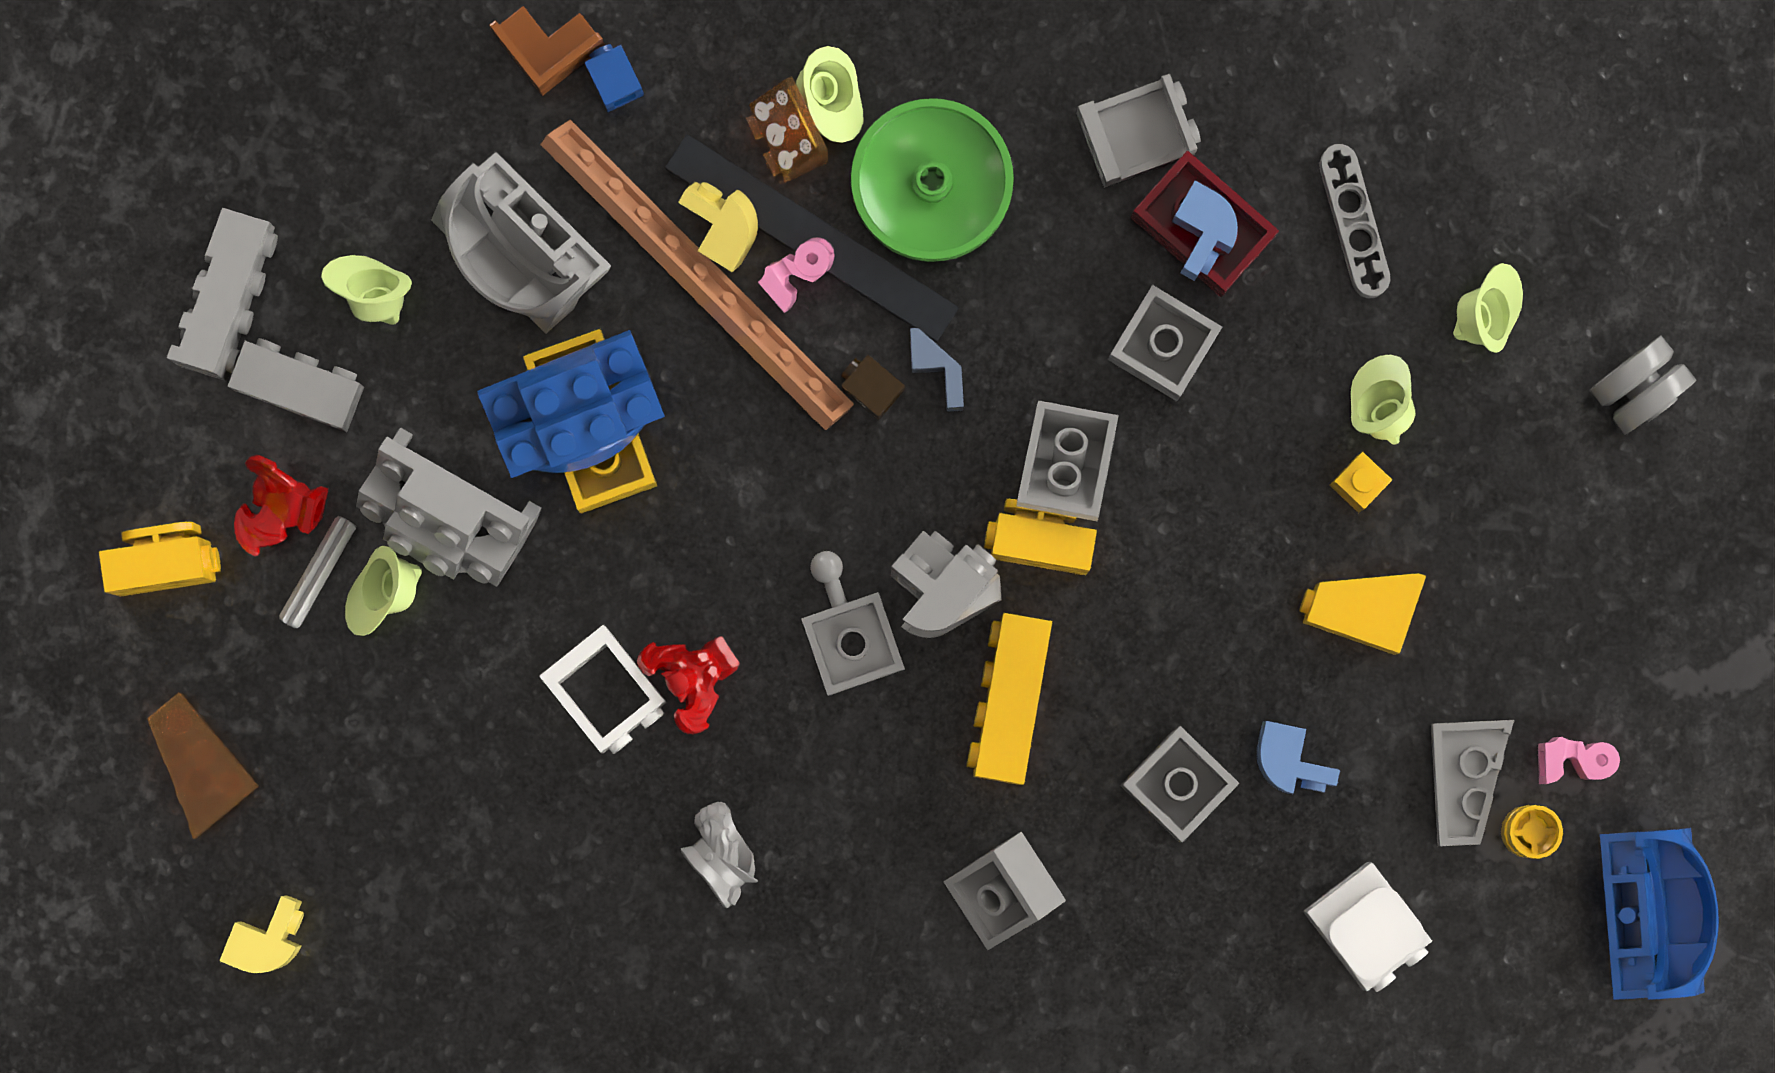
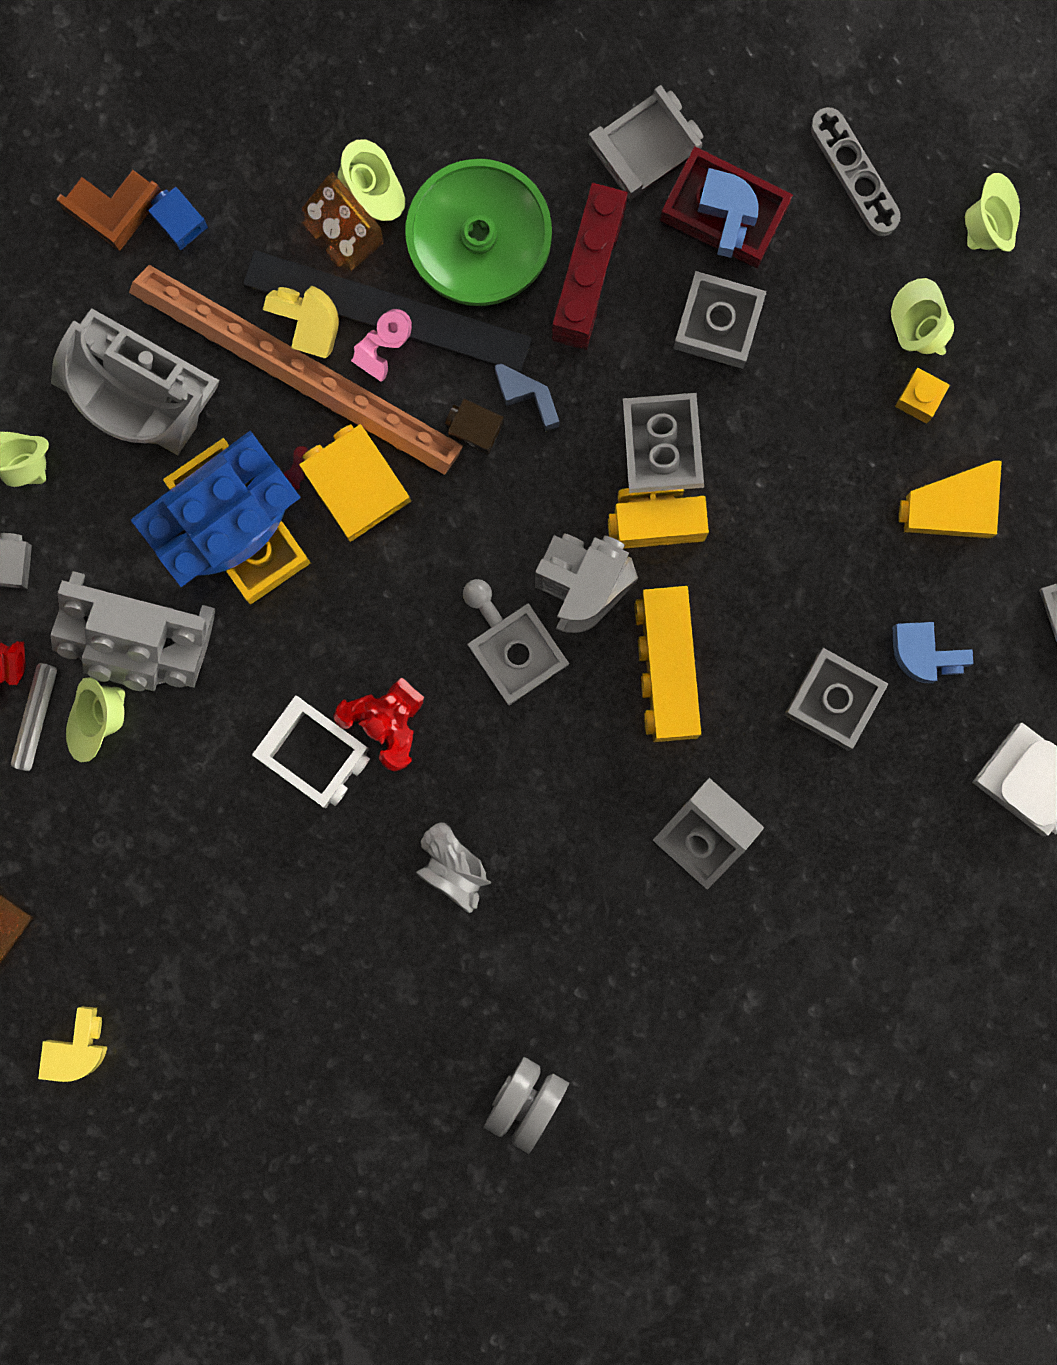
camera: 10 degrees left, 0 degrees up
(667, 386) = (295, 474): none -> dark red piece
(726, 412) = (354, 481): none -> yellow brick
(1039, 248) = (588, 266): none -> dark red arch

